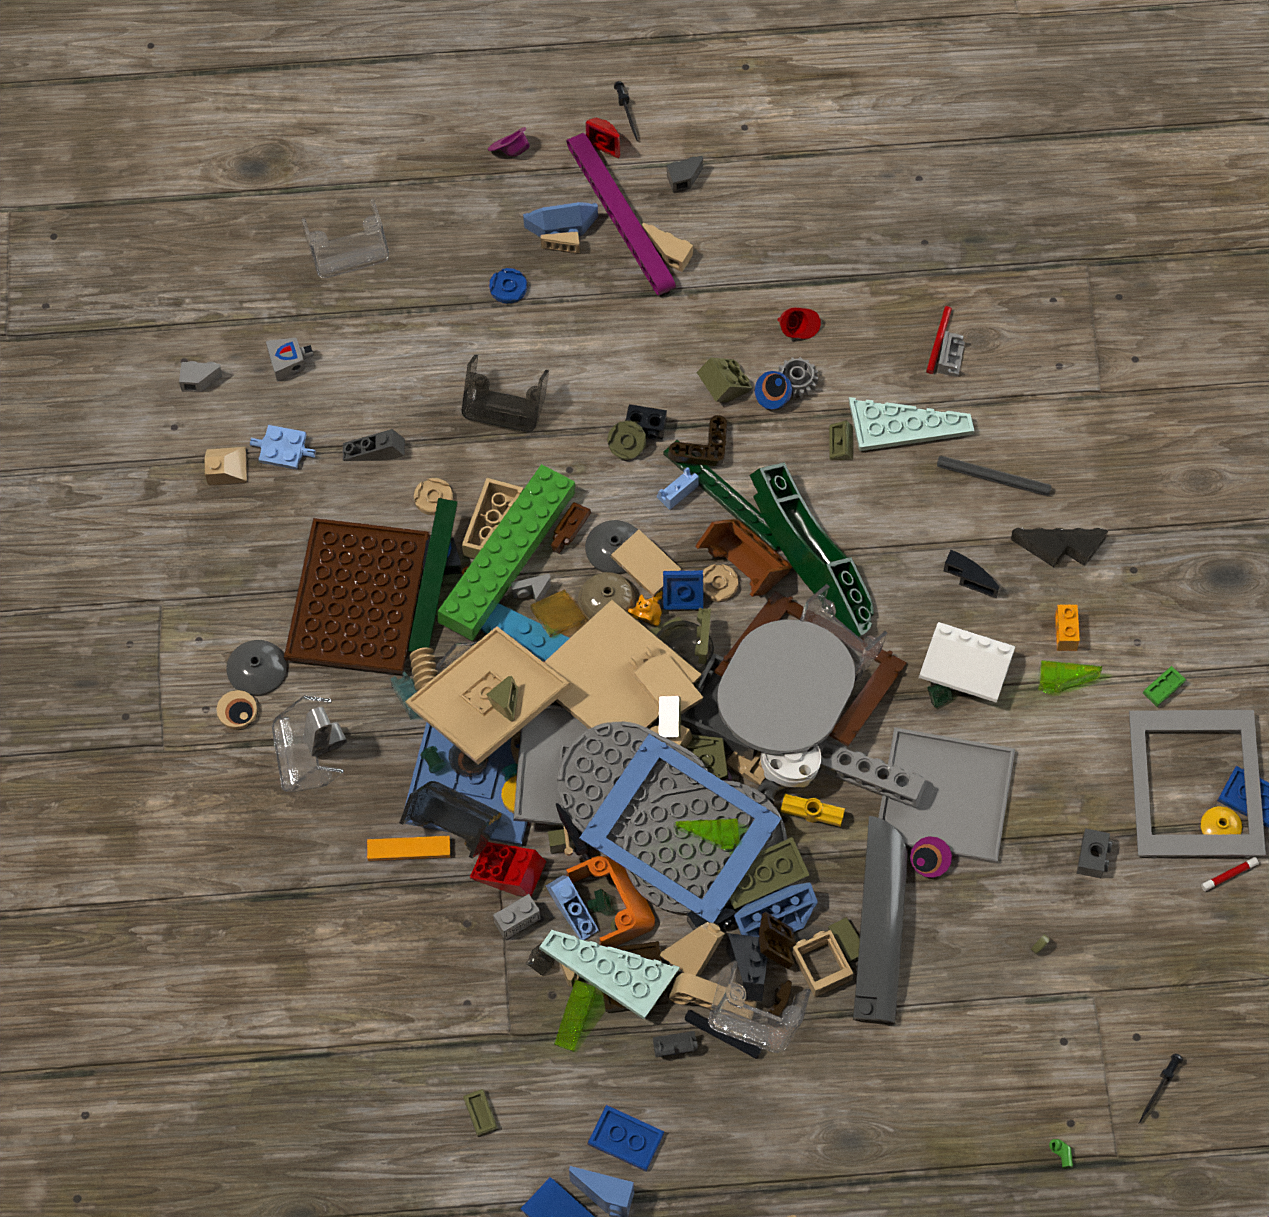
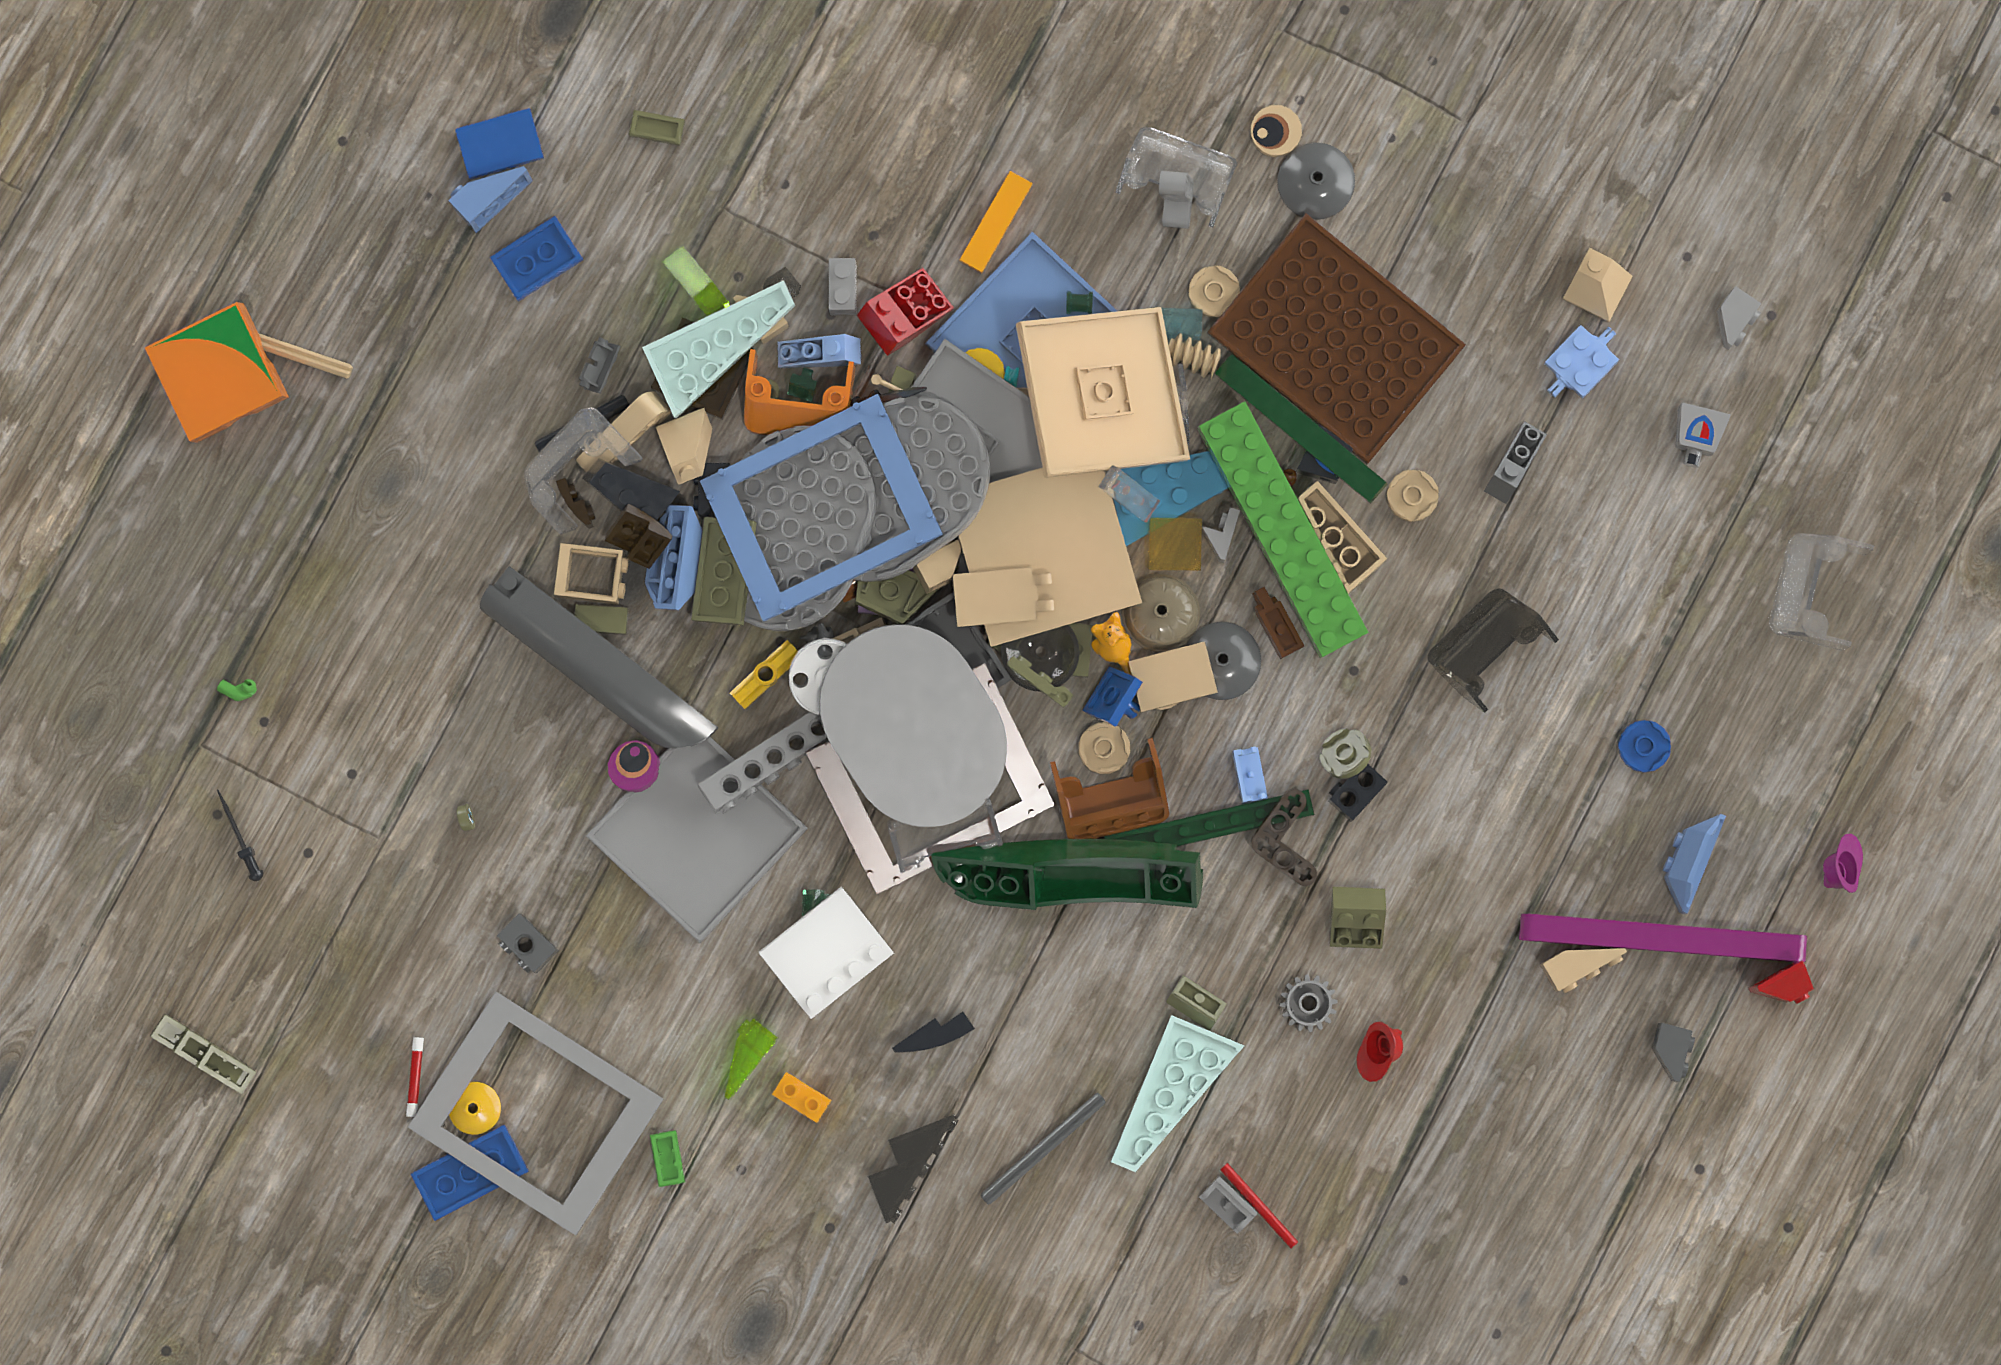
camera: 125 degrees right, 20 degrees up
(371, 687) = (1213, 290): none -> tan tile
(452, 812) = (1000, 291): clear smoke windscreen -> none
(504, 697) = (1074, 396): olive slope -> none
(544, 645) = (1129, 493): none -> clear tile
(561, 242) = (1660, 848): tan slope -> none
(623, 99) = (1828, 1042): black sword -> none
(670, 716) = (952, 571): tile -> none
(715, 832) = (794, 541): clear neon green slope -> none
(773, 390) = (1306, 962): tile -> none

